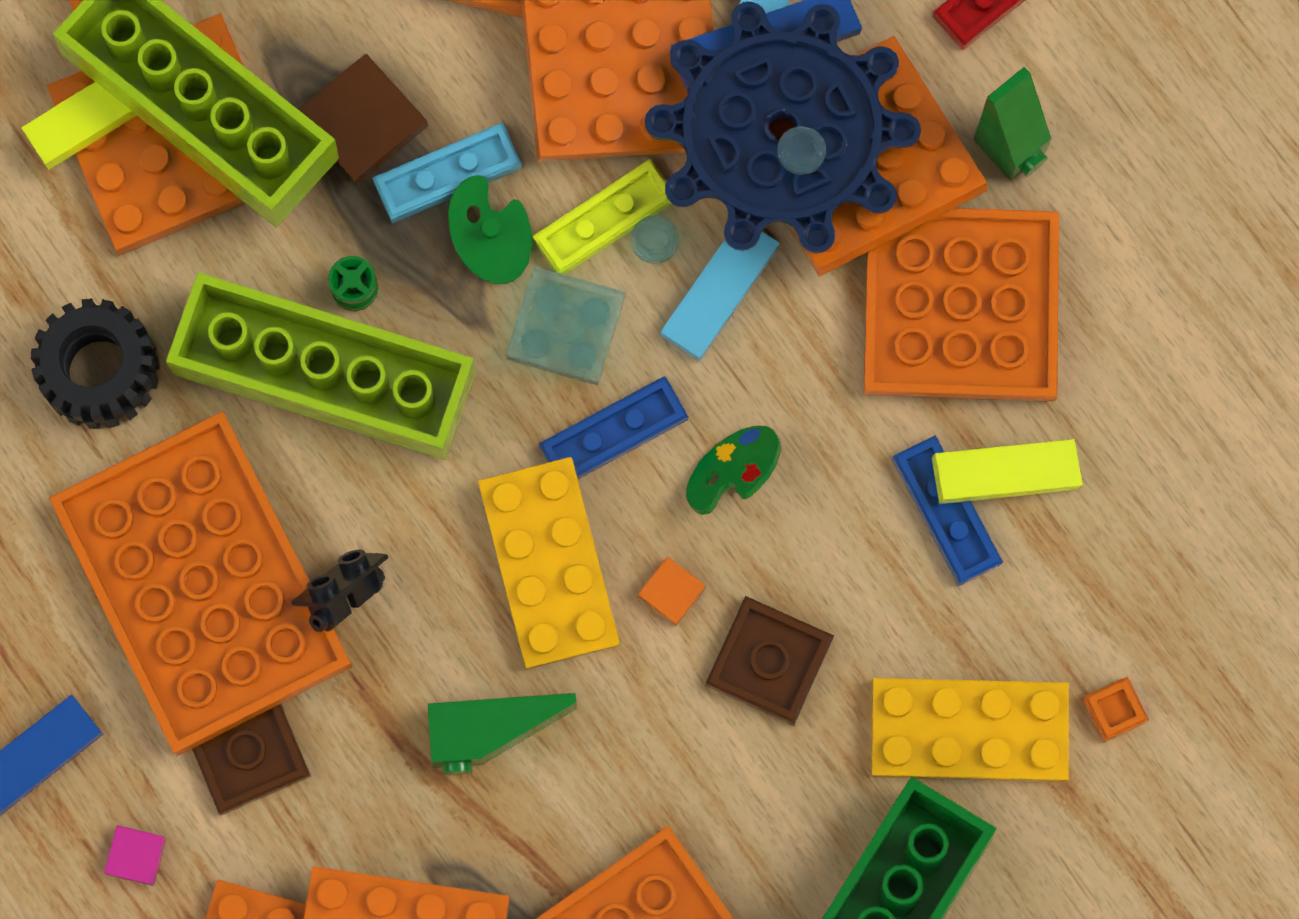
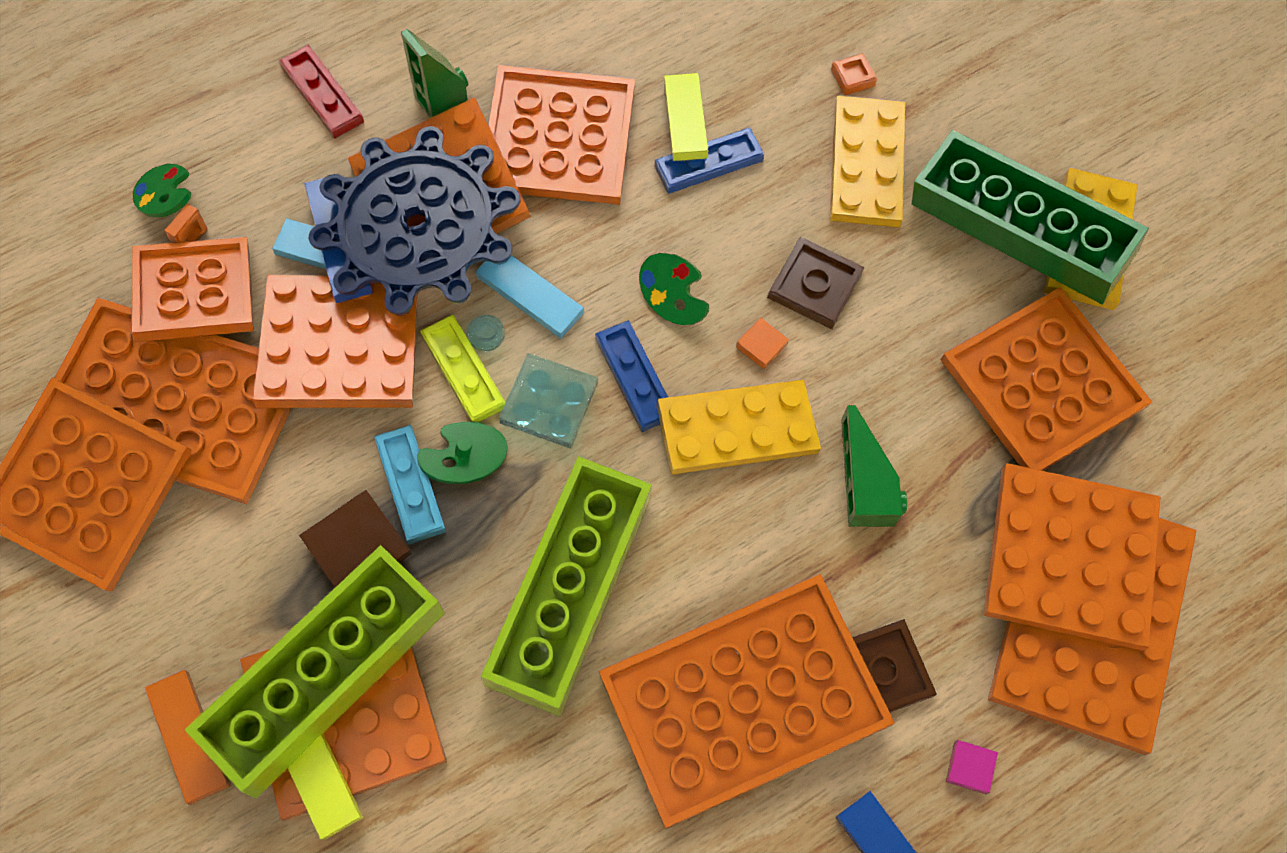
camera: 90 degrees left, 10 degrees down
(72, 333) = (541, 742): black tyre -> none
(347, 275) = (492, 553): green wheel -> none
(353, 577) = (756, 579): black hinge -> none
(801, 150) = (438, 199): clear light blue plate -> none

